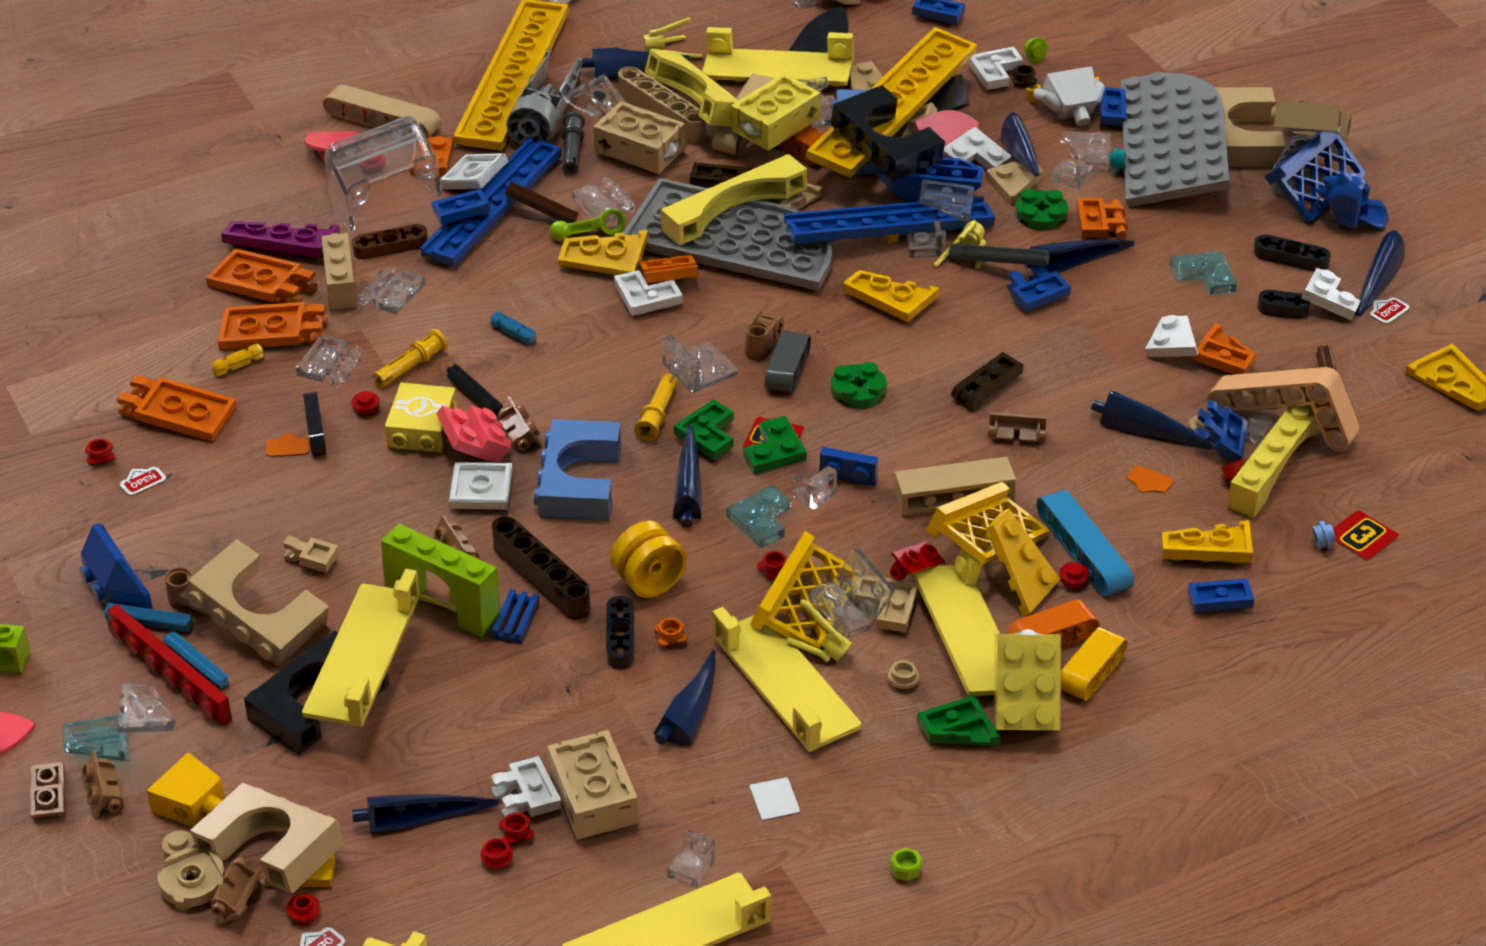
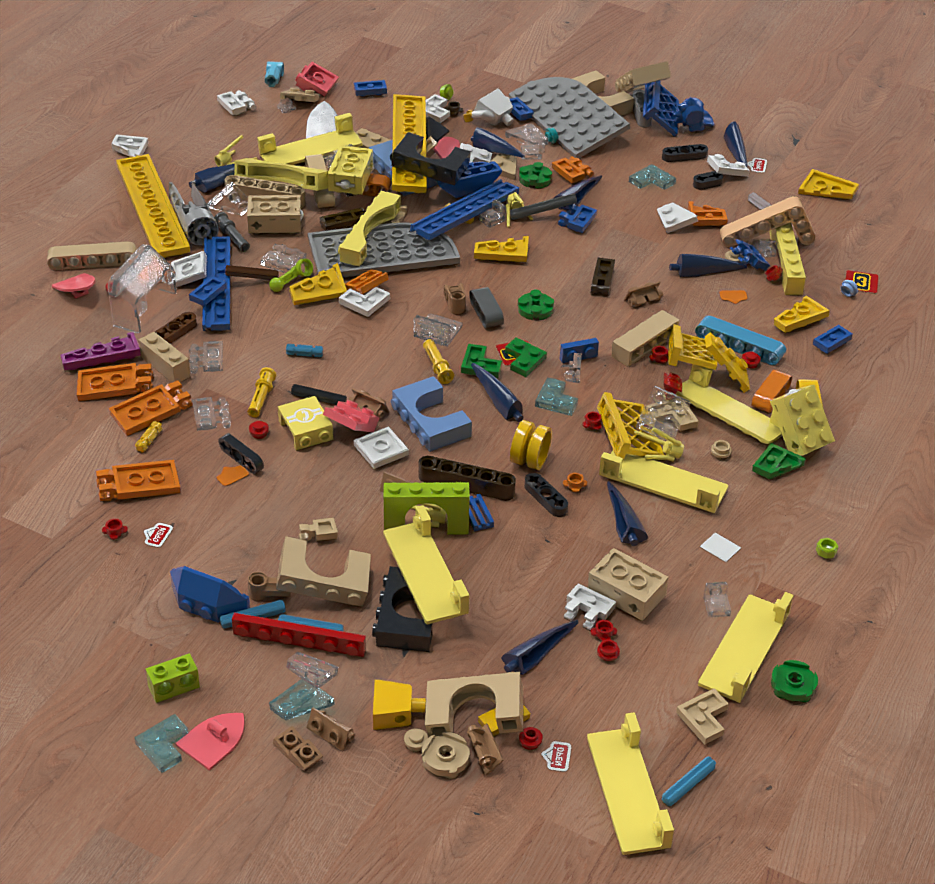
camera: 35 degrees left, 0 degrees up
(948, 198) = (490, 185): clear wing -> none

